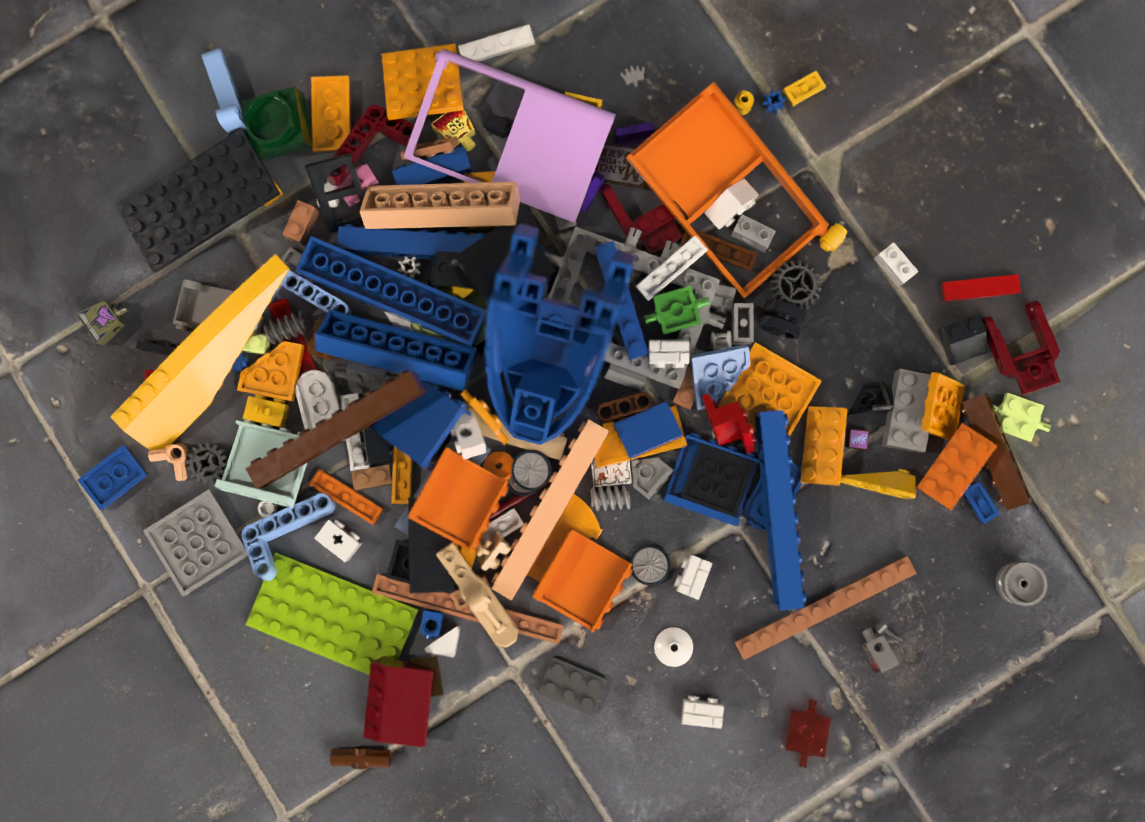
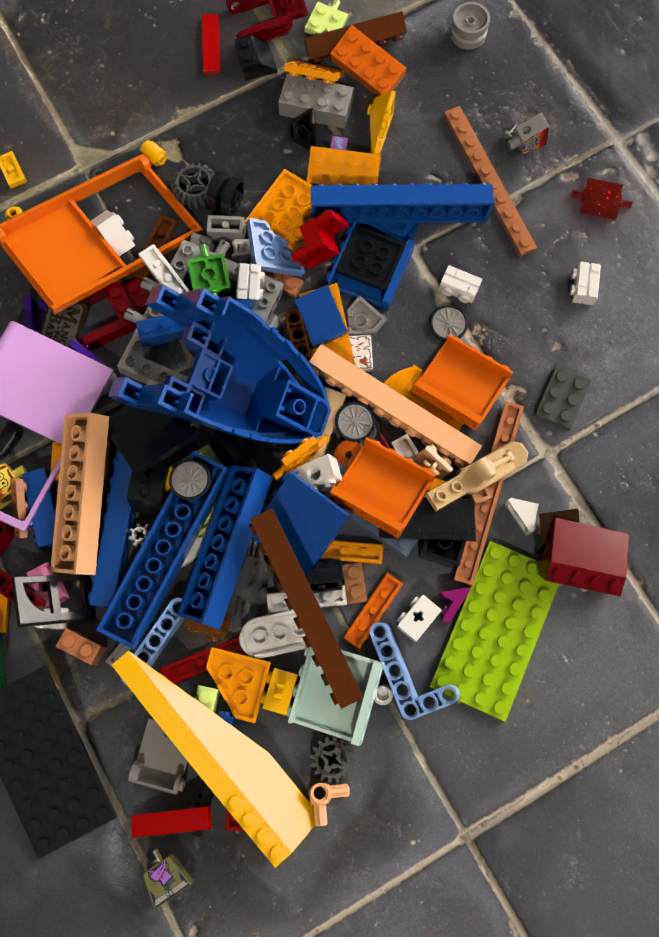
camera: 90 degrees left, 10 degrees down
(113, 477) = (342, 870): blue plate -> none
(148, 321) = (171, 822): none -> red tile
(196, 542) = (417, 774): light grey plate -> none
(286, 328) = (191, 664): dark grey piece -> none
(359, 576) = (455, 598): none -> magenta slope
(360, 757) = (639, 603): reddish brown piece -> none
(434, 615) = (497, 531): blue brick -> none
(455, 310) = (190, 479): none -> light grey wheel
(610, 498) = (382, 353): light grey piece -> none
(663, 647) = (522, 314): white dish -> none
(753, 233) = (142, 217): light grey brick -> none
(778, 104) = (20, 194): blue gear -> none
(896, 264) = (184, 104): white brick -> none
(981, 502) = (403, 51): blue plate -> none

